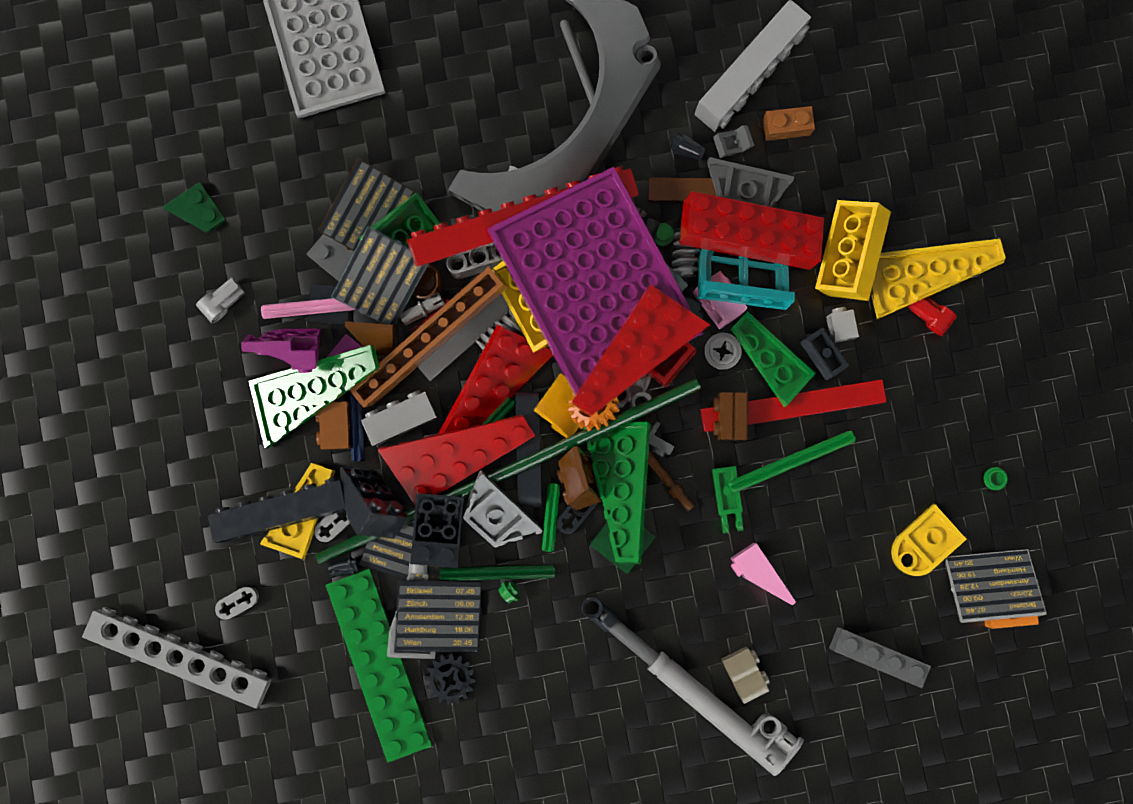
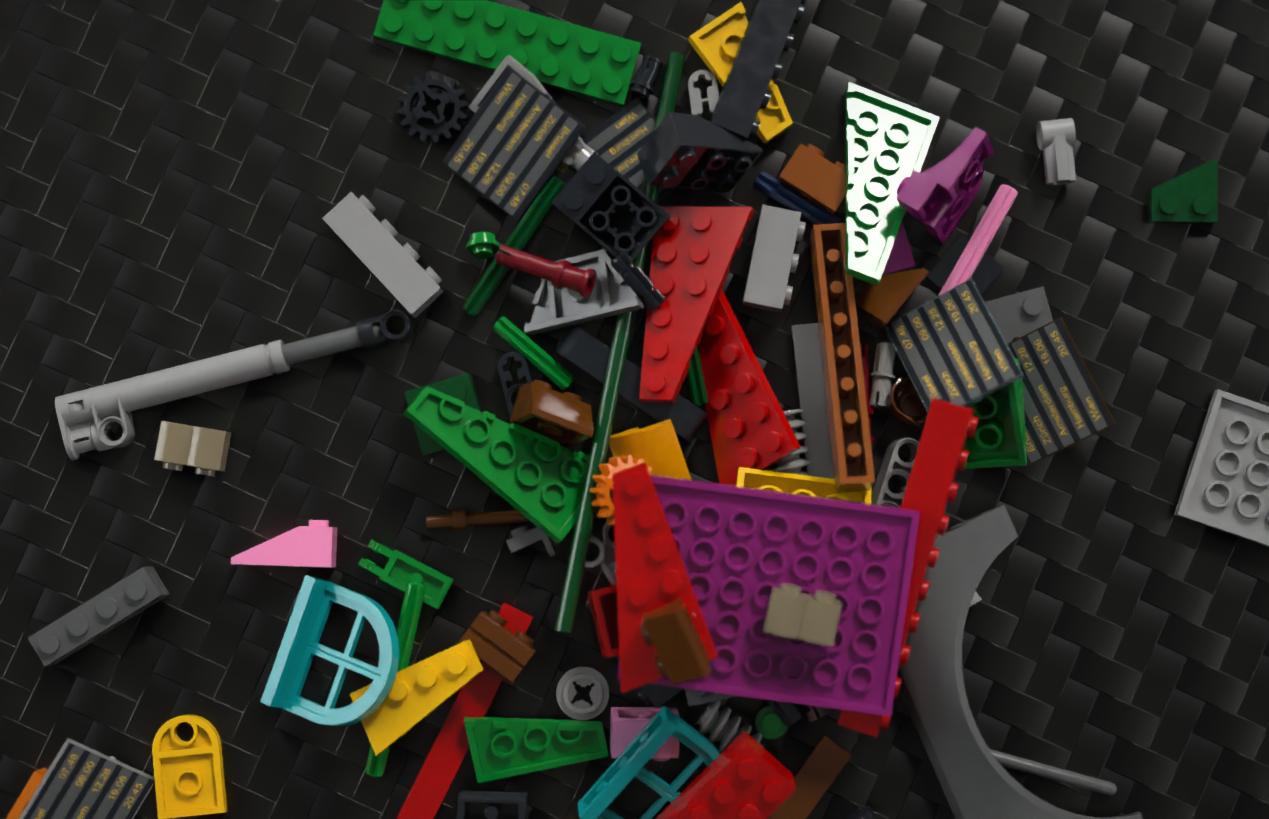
camera: 130 degrees right, 0 degrees up
(467, 485) = (637, 280): none -> black axle
(495, 533) = (560, 274): none -> dark red pin
(556, 645) = (383, 254): none -> light grey brick
(593, 253) = (803, 615): none -> dark tan brick
(660, 311) = (676, 642): none -> reddish brown slope
(796, 446) = (418, 693): none -> yellow wing
(810, 529) = (302, 643): none -> teal window

